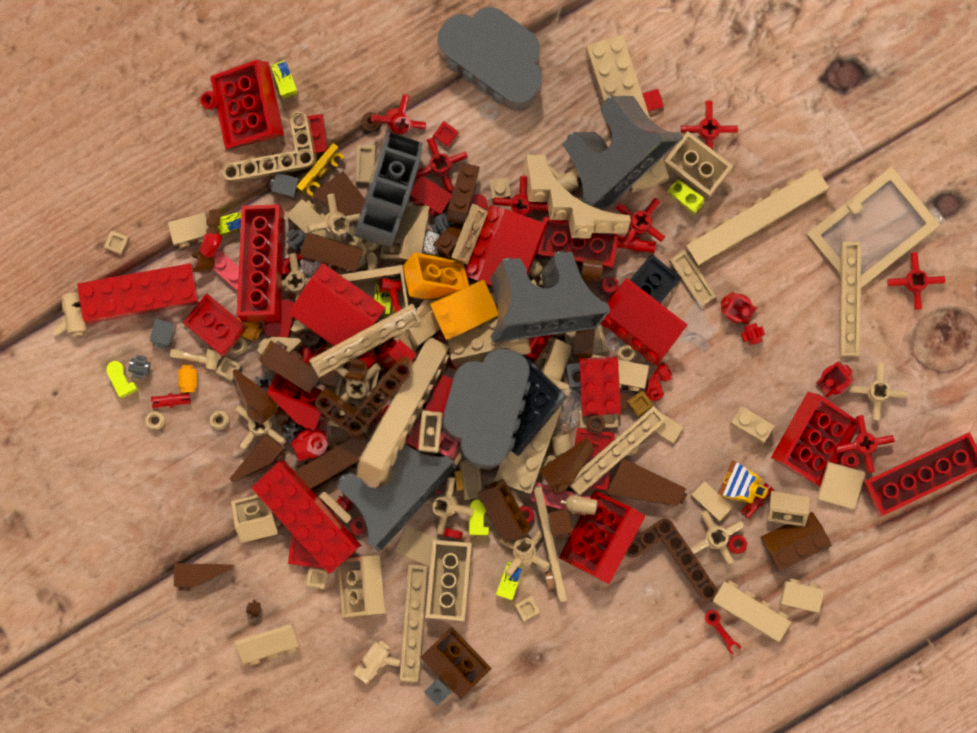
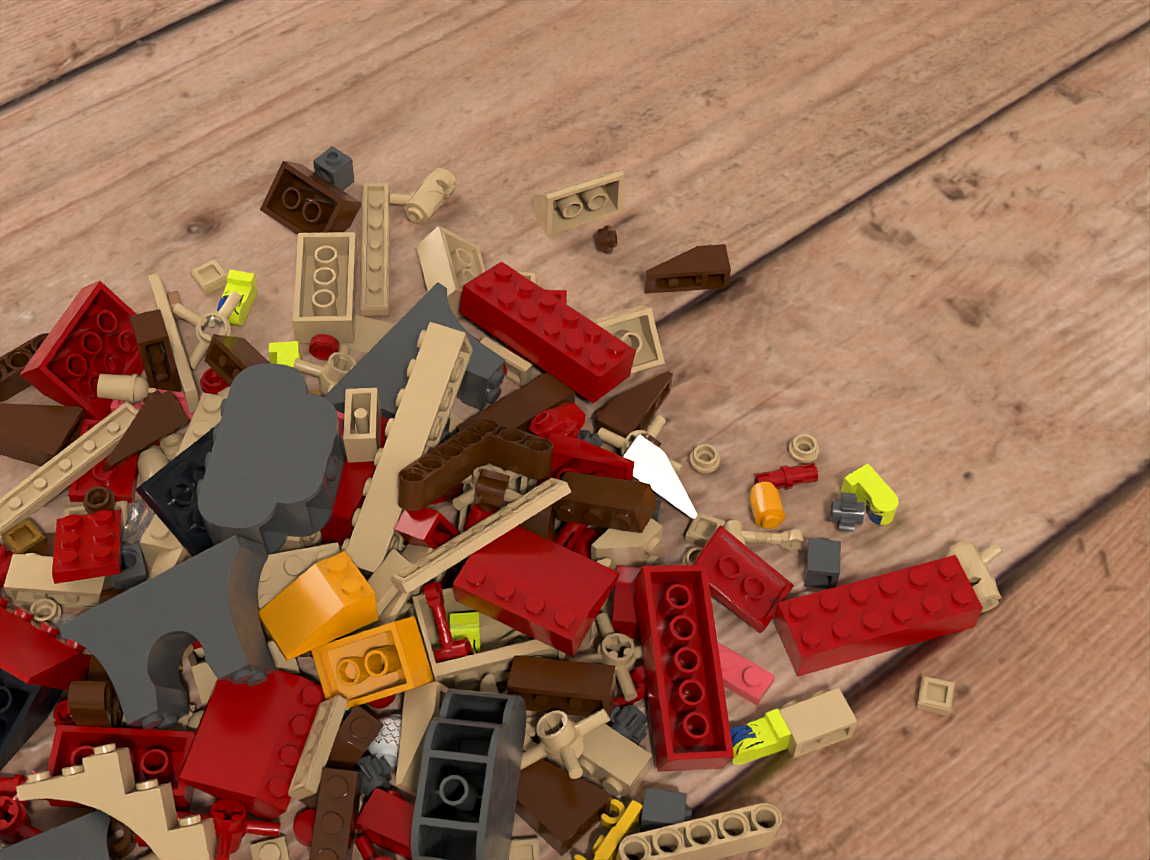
camera: 170 degrees right, 30 degrees down
(210, 244) = (774, 697): reddish brown piece -> none

